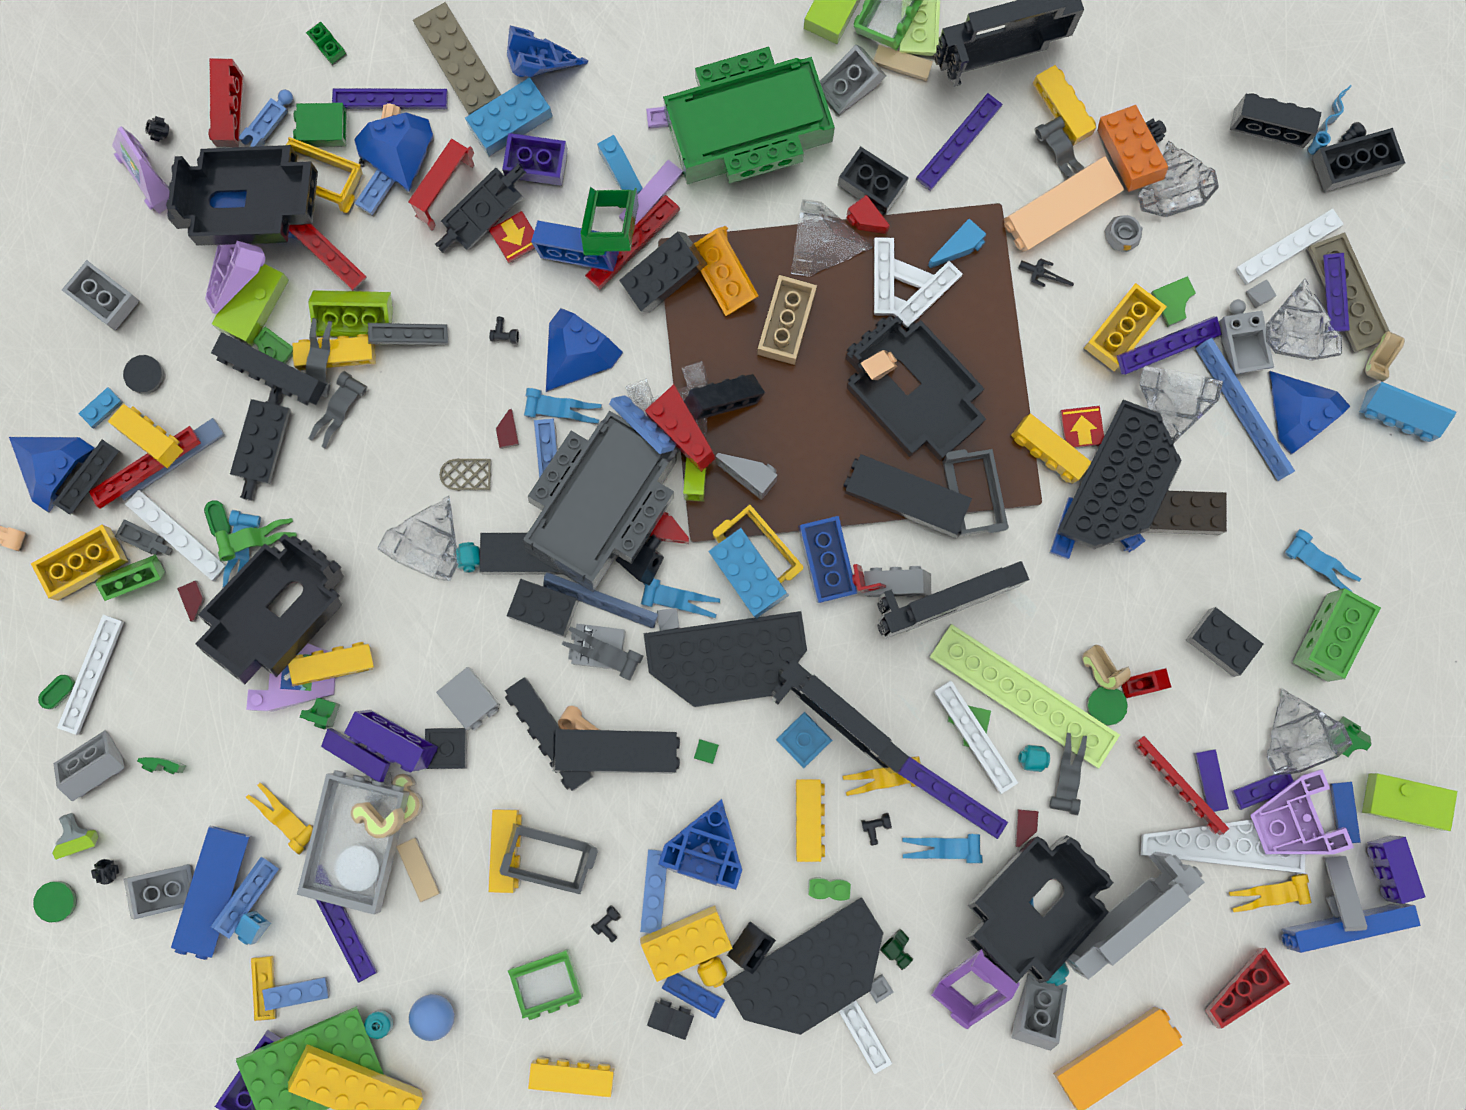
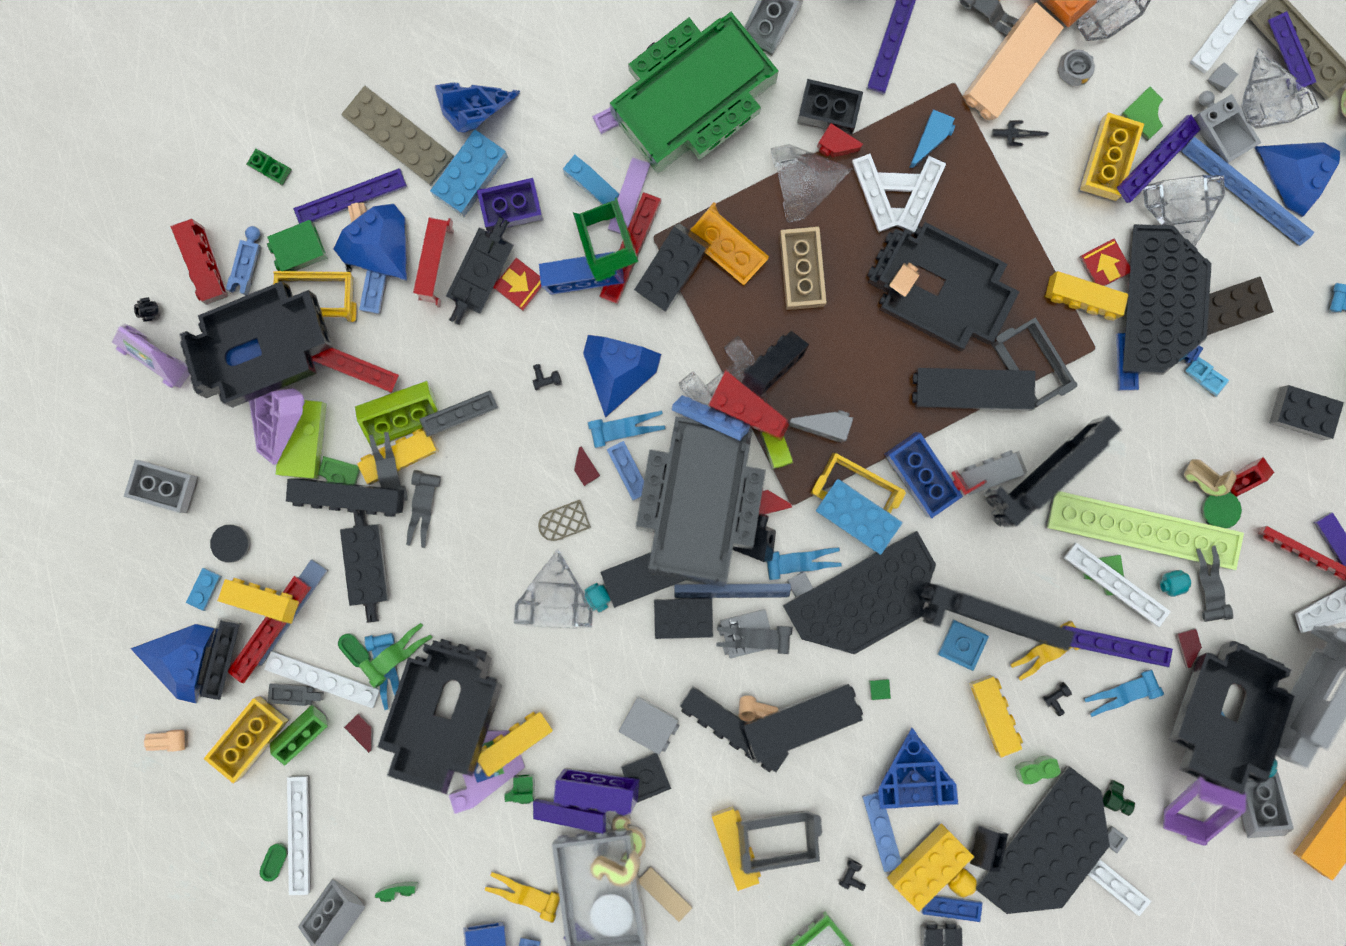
camera: 20 degrees left, 5 degrees up
(1140, 571) = (1206, 376): none -> medium azure slope

